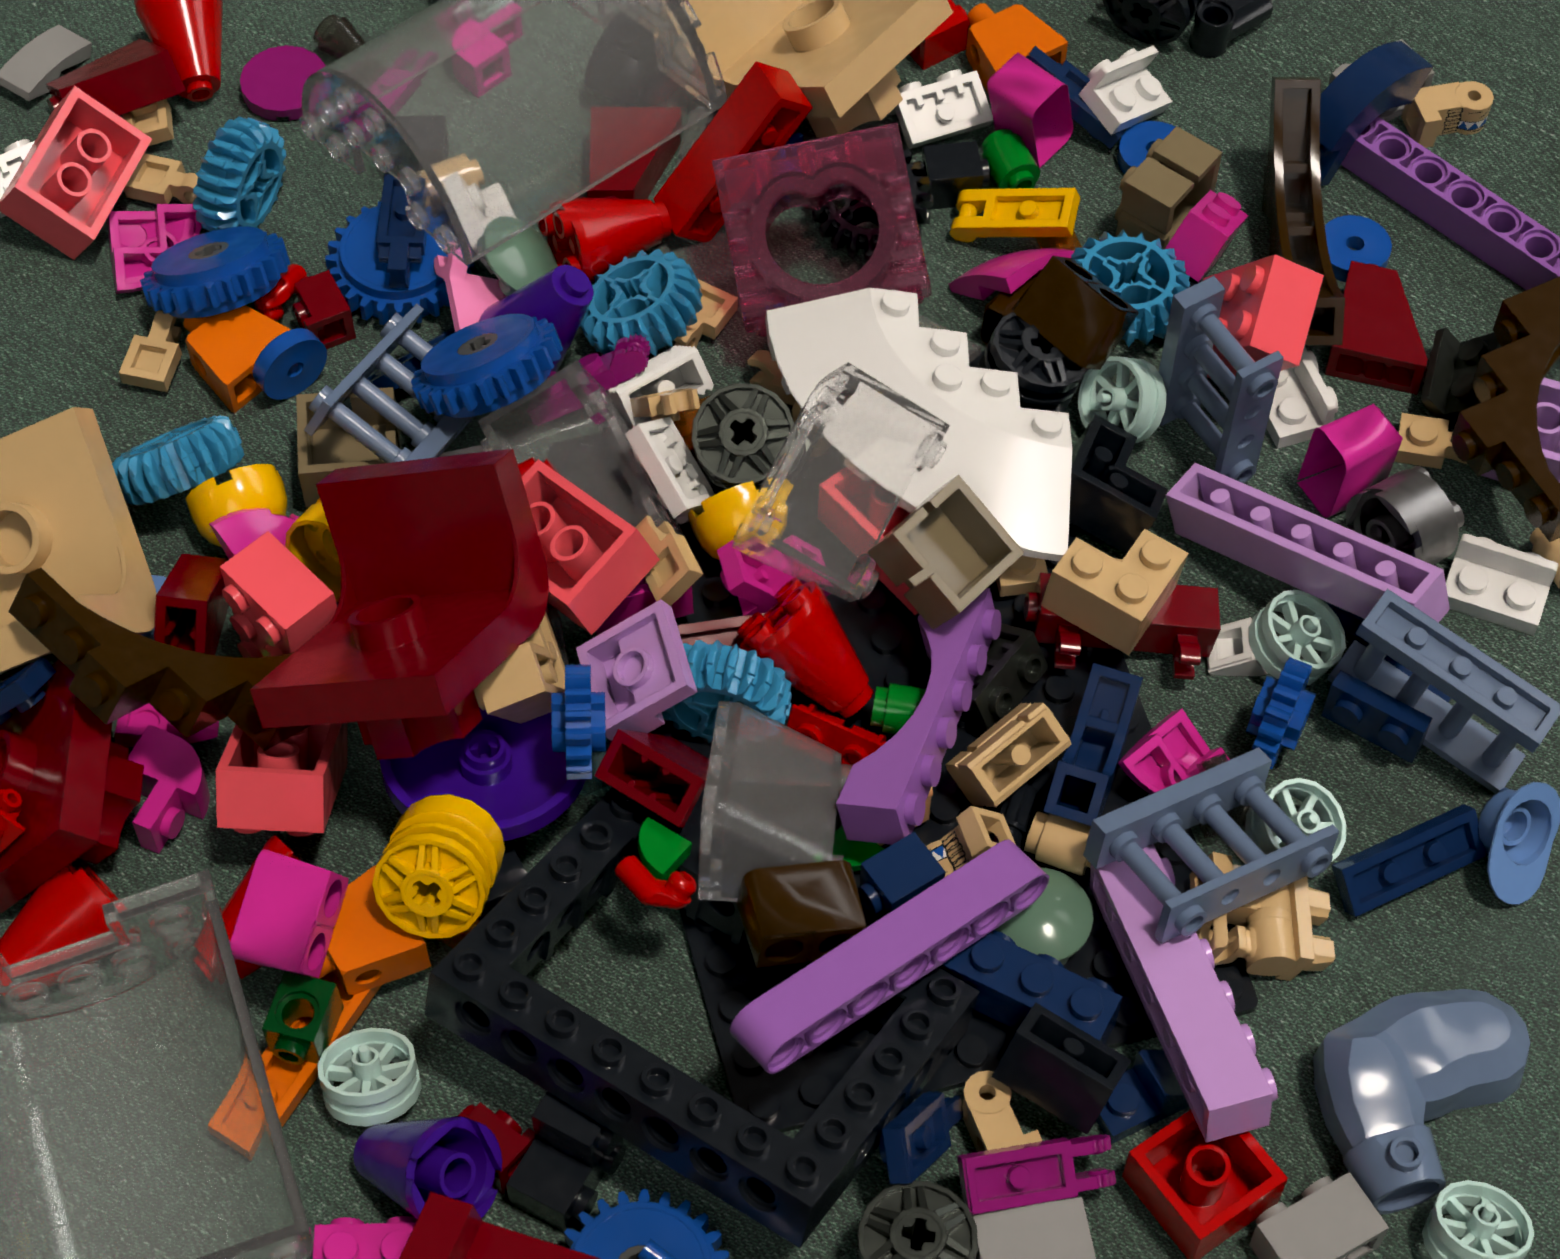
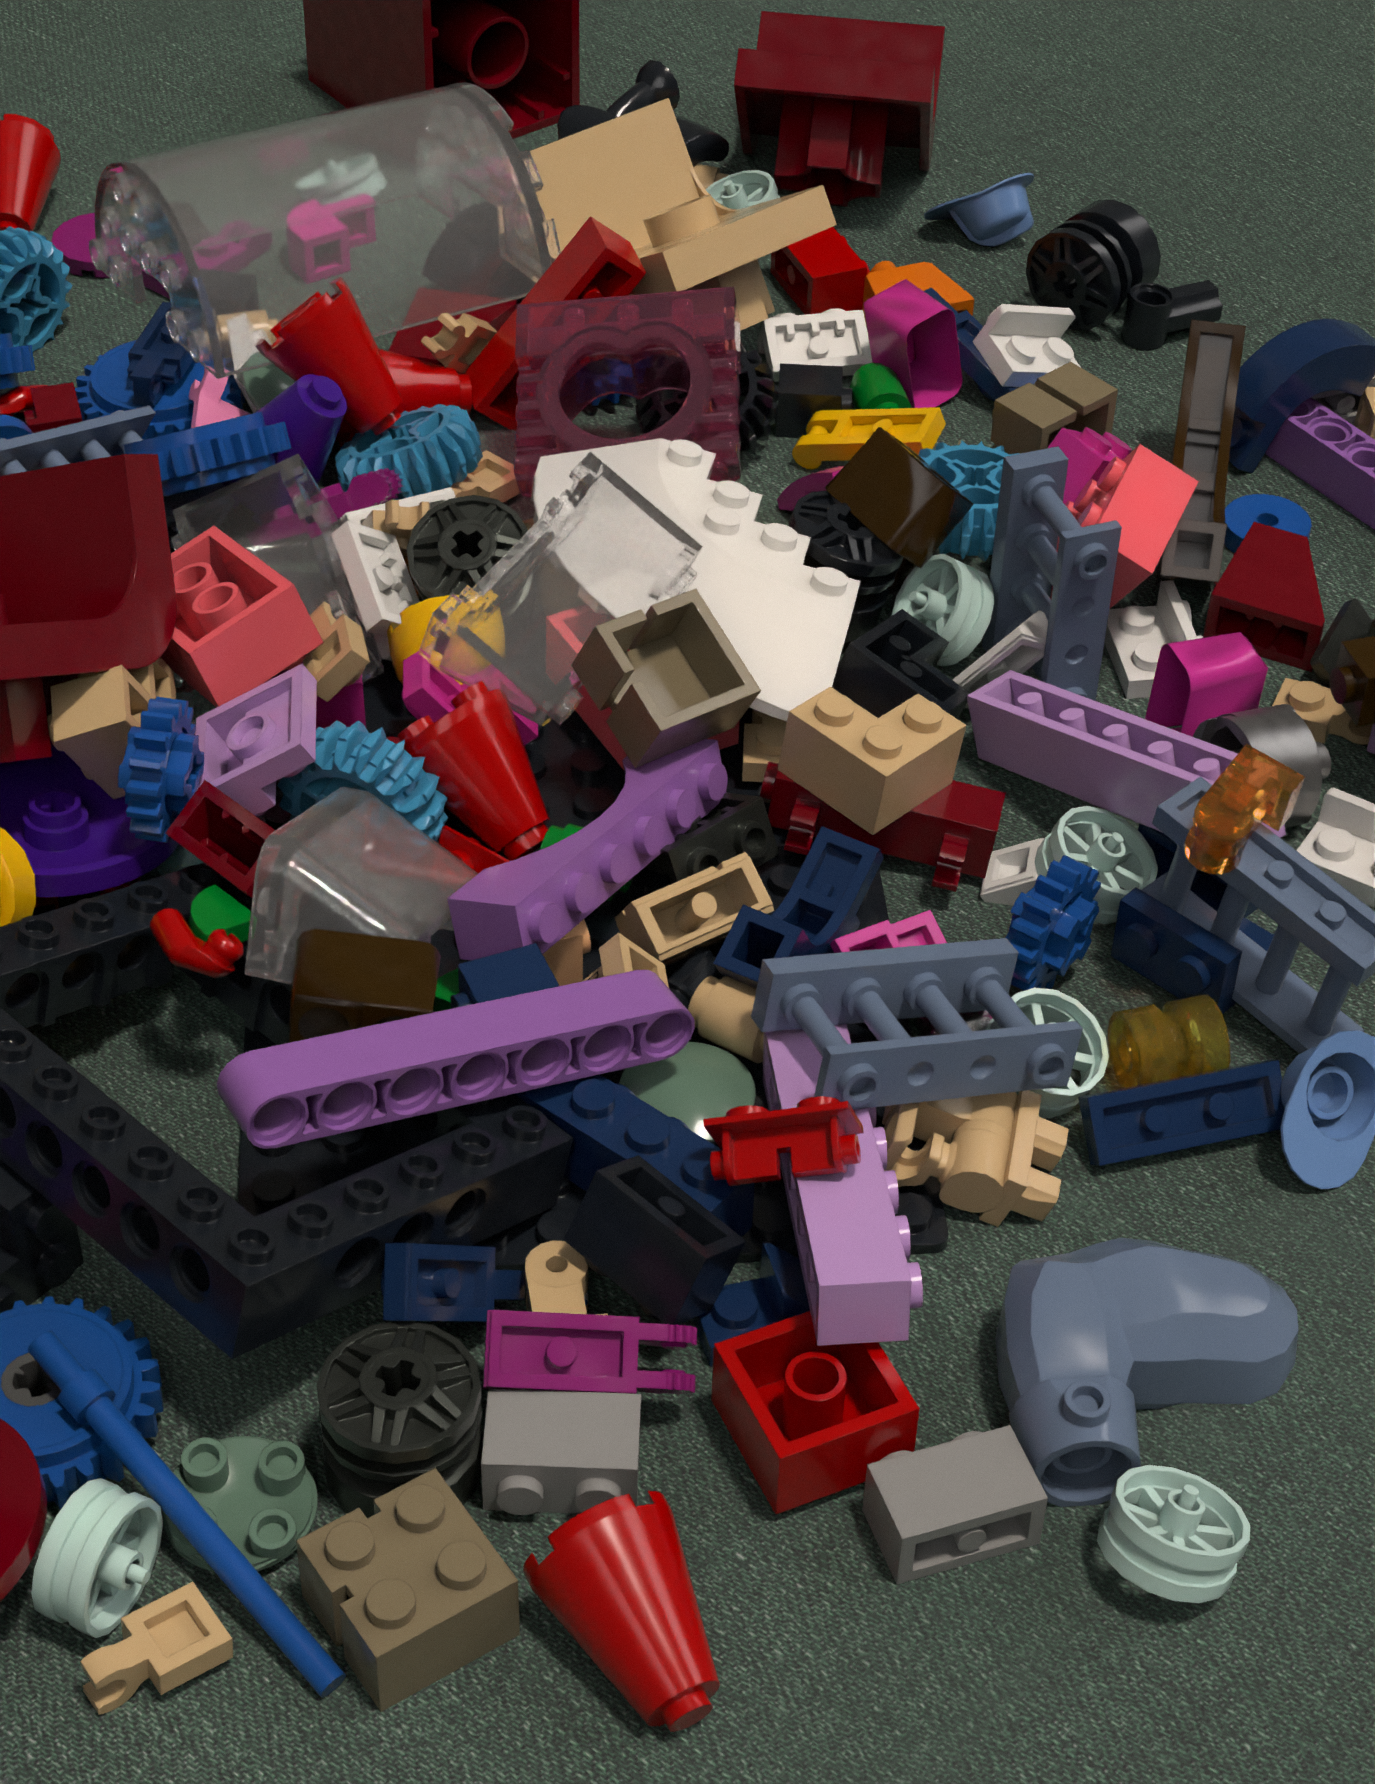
camera: 10 degrees right, 15 degrees down
(560, 227) = (333, 341): none -> red cone
(652, 173) = (459, 340): none -> tan plate
(1126, 986) = (816, 1132): none -> red hinge
(1181, 446) = (1014, 652): none -> white slope
(1389, 801) = (1168, 1043): none -> clear yellow wheel
(1419, 635) = (1242, 798): none -> clear orange leg

